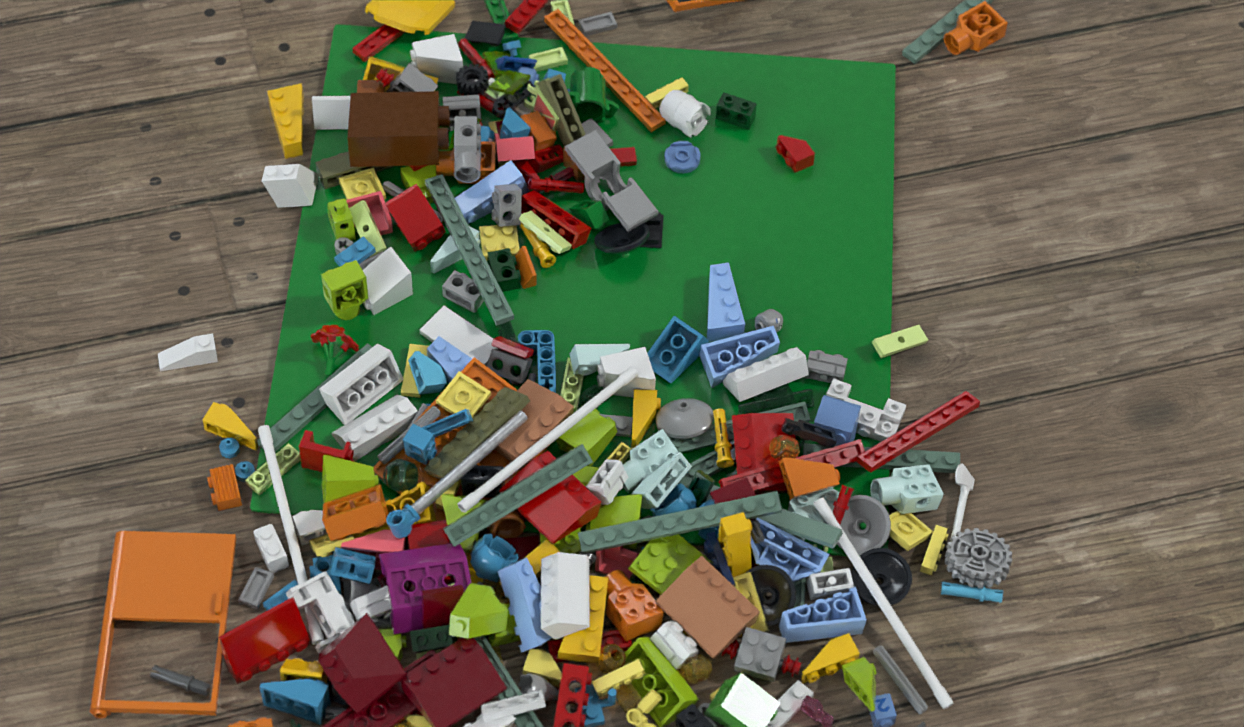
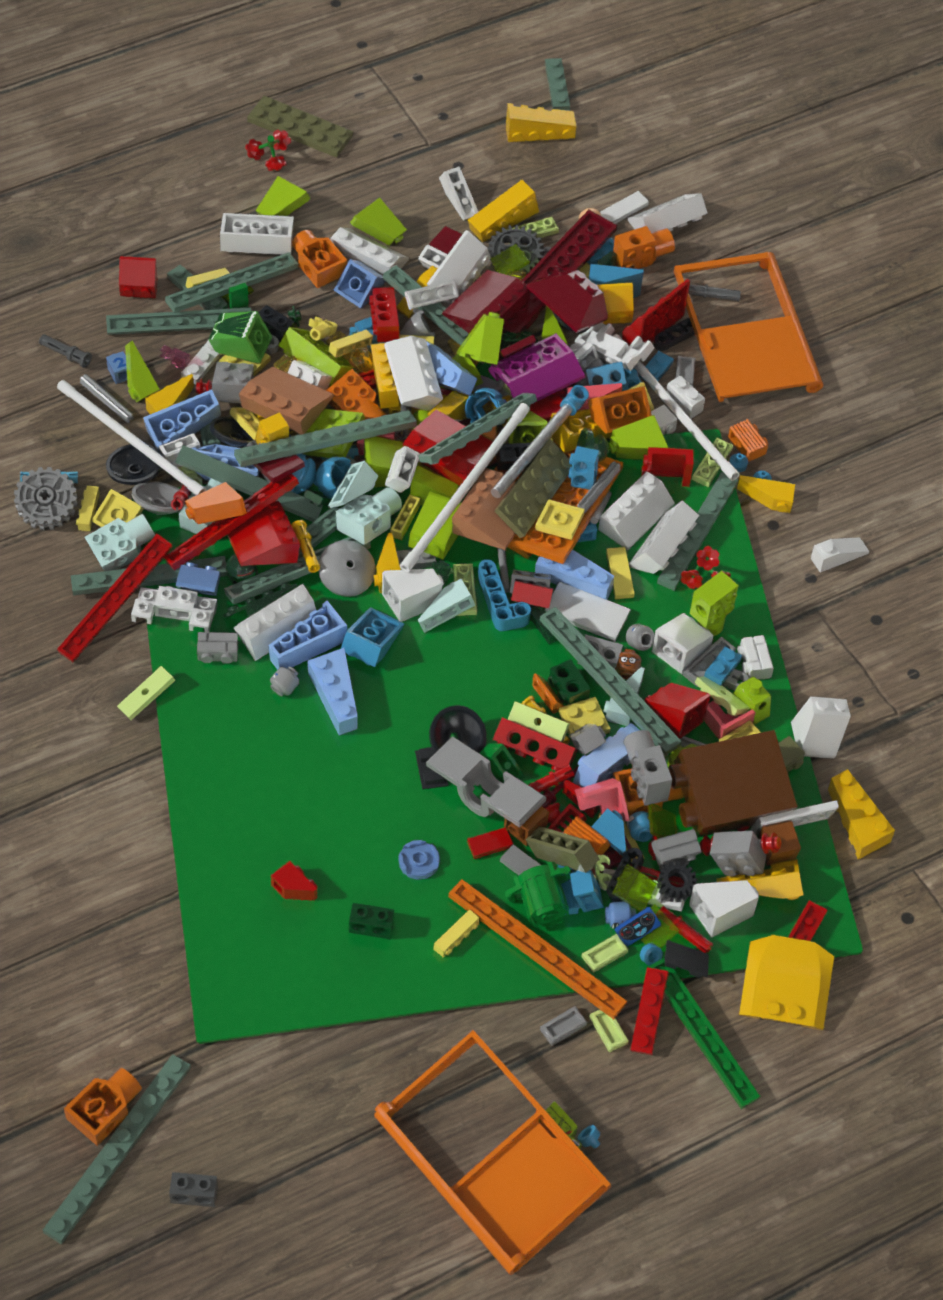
camera: 165 degrees right, 0 degrees up
(319, 258) = (755, 657): none -> white brick
(421, 295) = (640, 637): none -> light grey head
(427, 374) = (605, 557): medium azure slope -> none
(440, 274) = (628, 663): none -> dark orange head
(449, 423) = (565, 491): dark azure piece -> none
(555, 168) = (554, 812): none -> red piece
(684, 112) = (429, 898): white piece -> none
(784, 446) = (243, 525): clear yellow head -> none
(809, 431) = (219, 549): black hinge -> none
(966, 484) = (67, 564): white piece -> none

